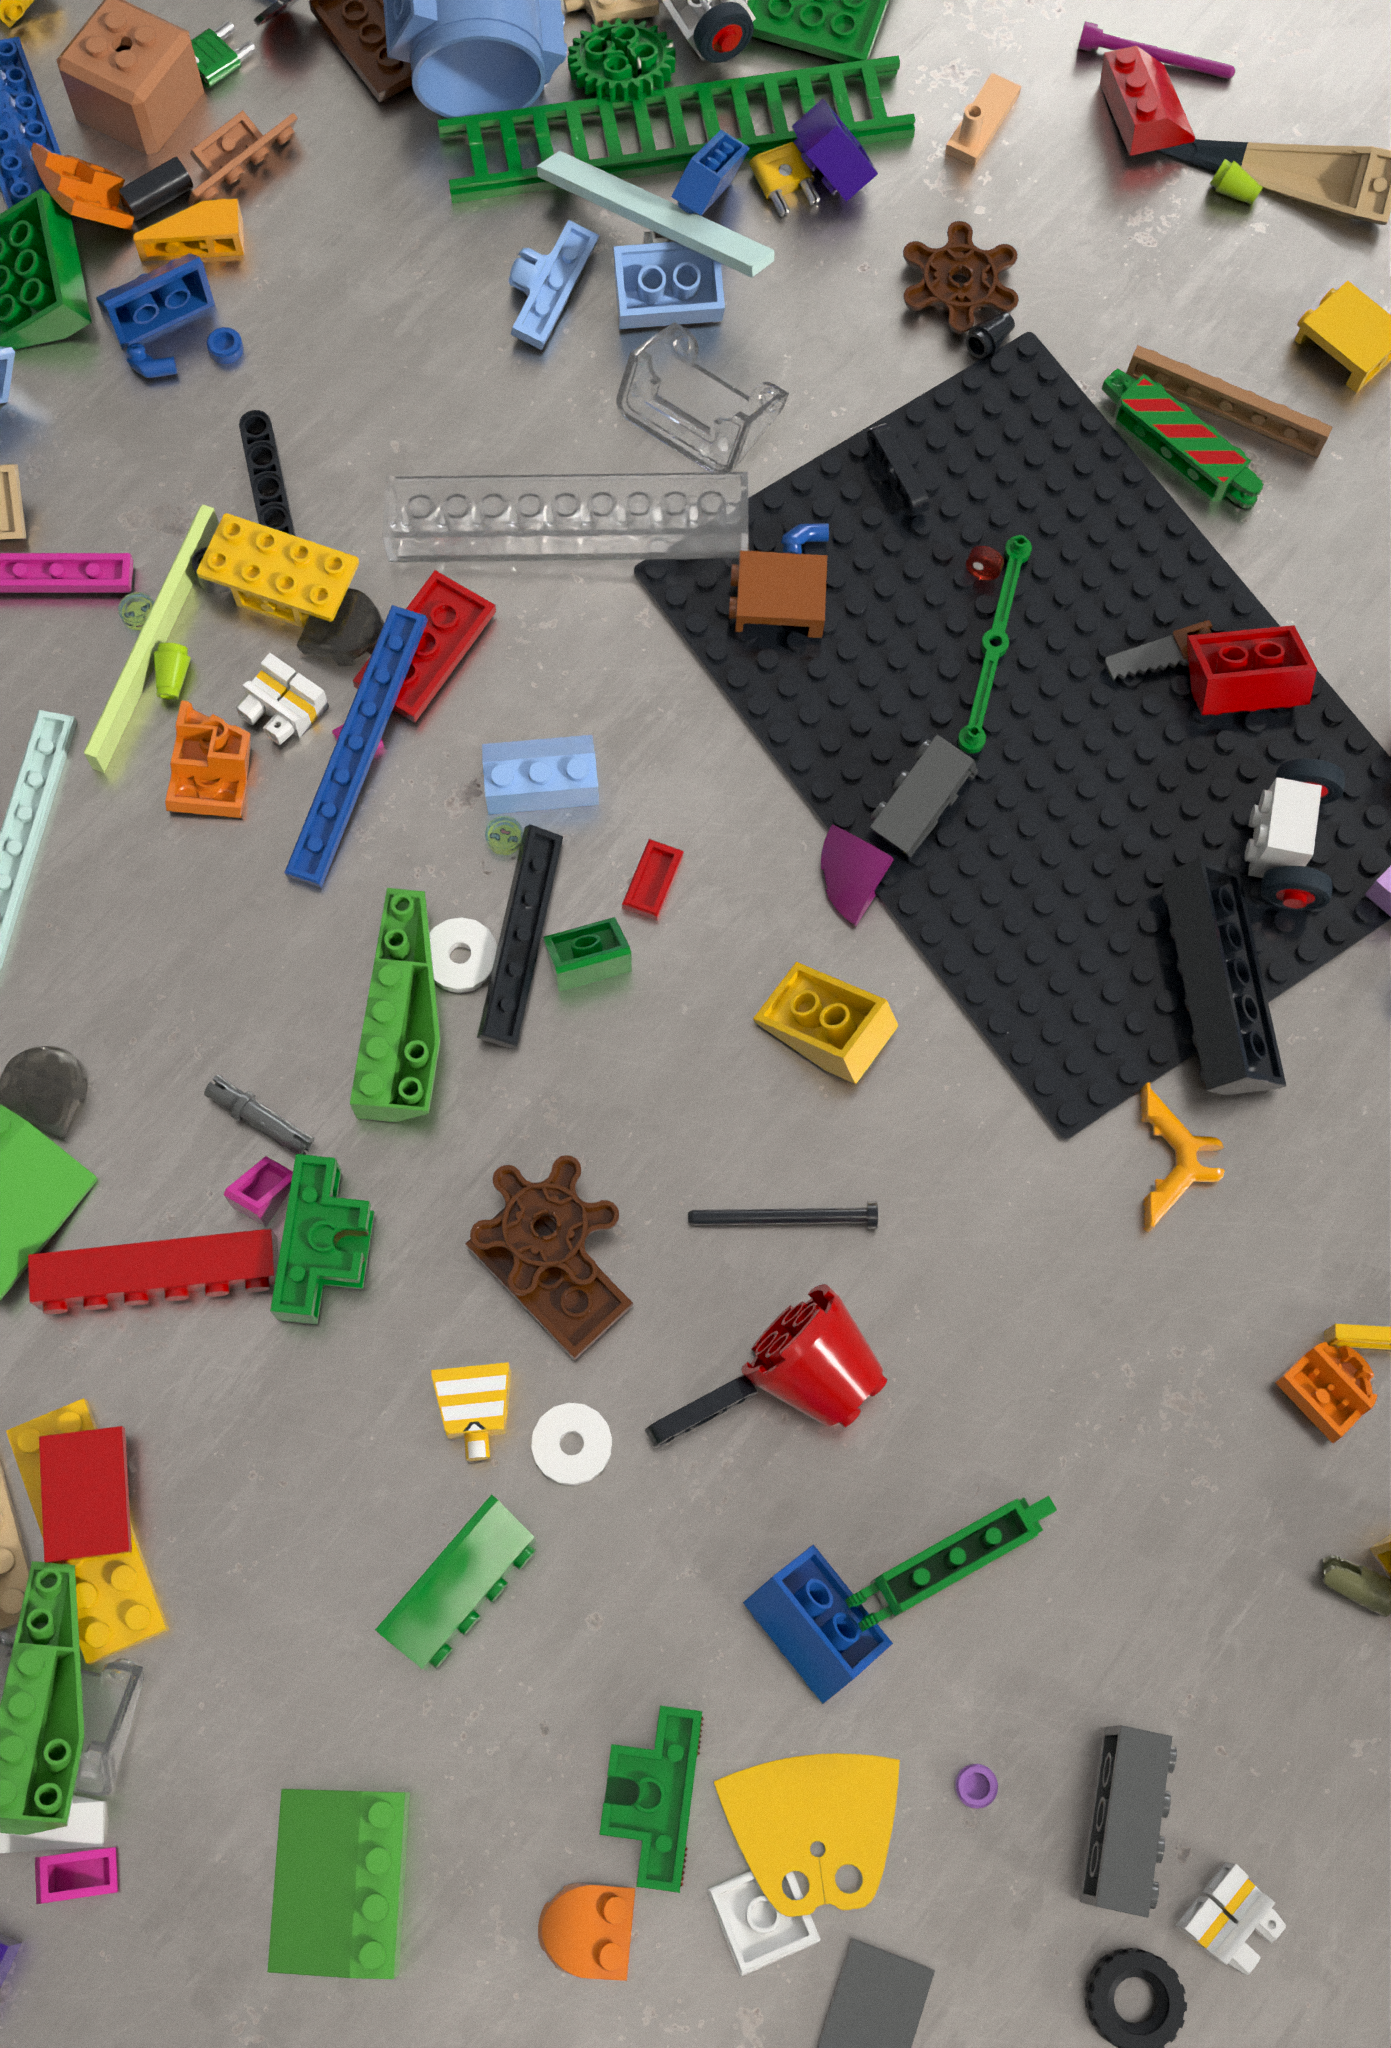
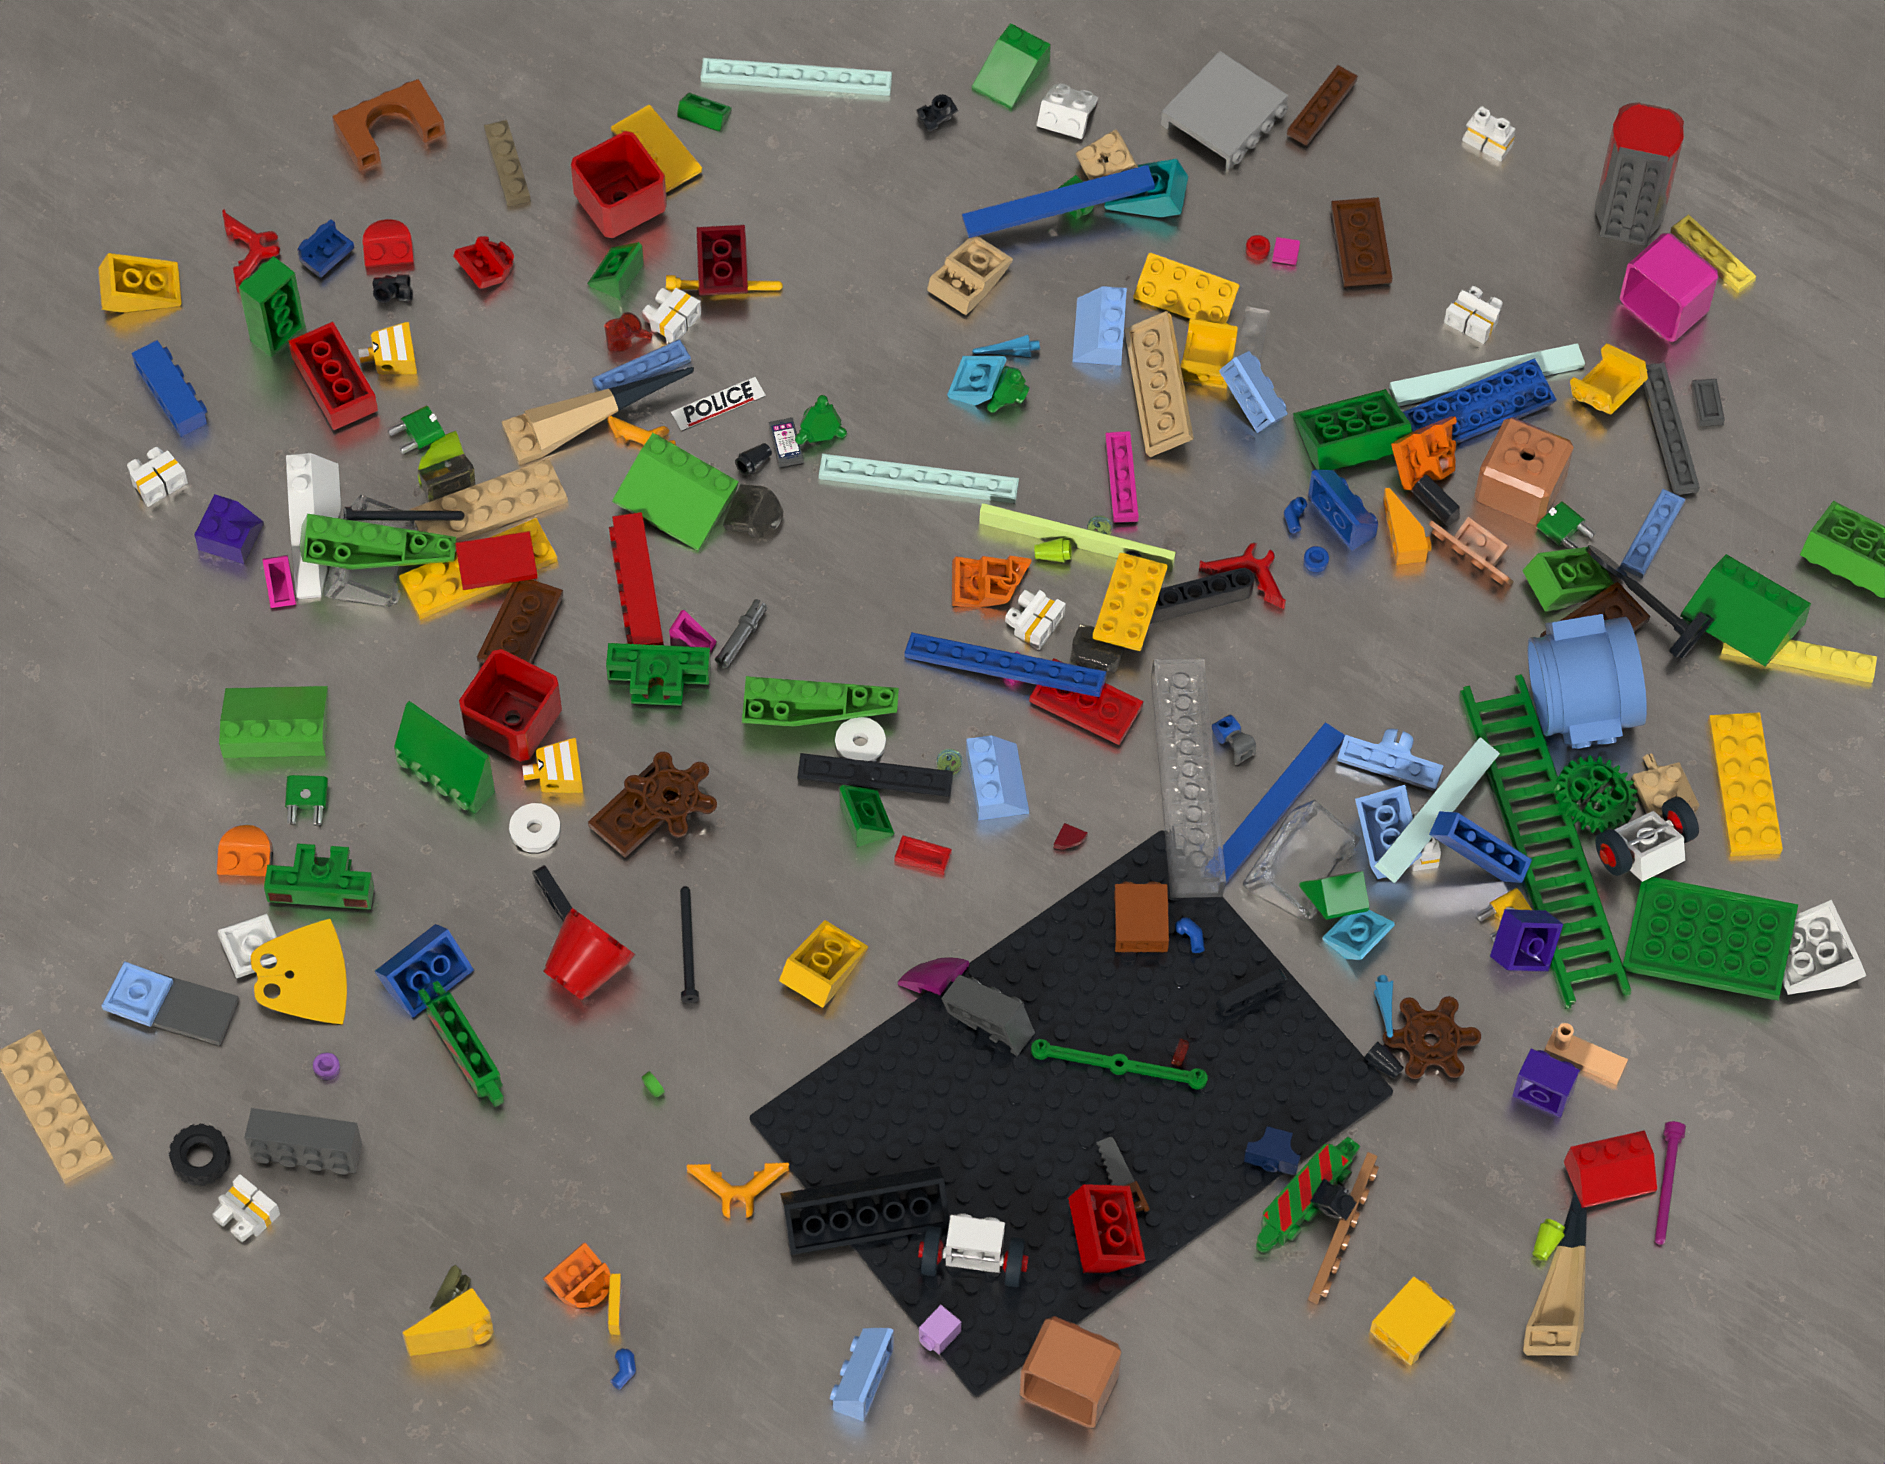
camera: 90 degrees right, 10 degrees down
(207, 1460) = (522, 620): none -> reddish brown plate
(222, 425) = (1259, 567): none -> red piece
(297, 58) = (1565, 578): none -> bright green slope
(351, 1437) = (507, 688): none -> red plate
(486, 1821) = (306, 793): none -> green piece
(491, 464) = (1229, 731): none -> leg
(579, 409) = (1280, 798): none -> blue tile
(637, 685) = (1069, 837): none -> dark red tile
(752, 357) = (1338, 894): none -> slope
(806, 344) = (1357, 934): none -> medium azure slope
(899, 323) = (1384, 997): none -> dark azure piece
(1018, 1273) = (652, 1084): none -> bright green tile
(1037, 146) = (1546, 1082): none -> dark purple slope
(1130, 463) = (1273, 1152): none -> dark blue brick
(1208, 393) = (1333, 1200): none -> black brick

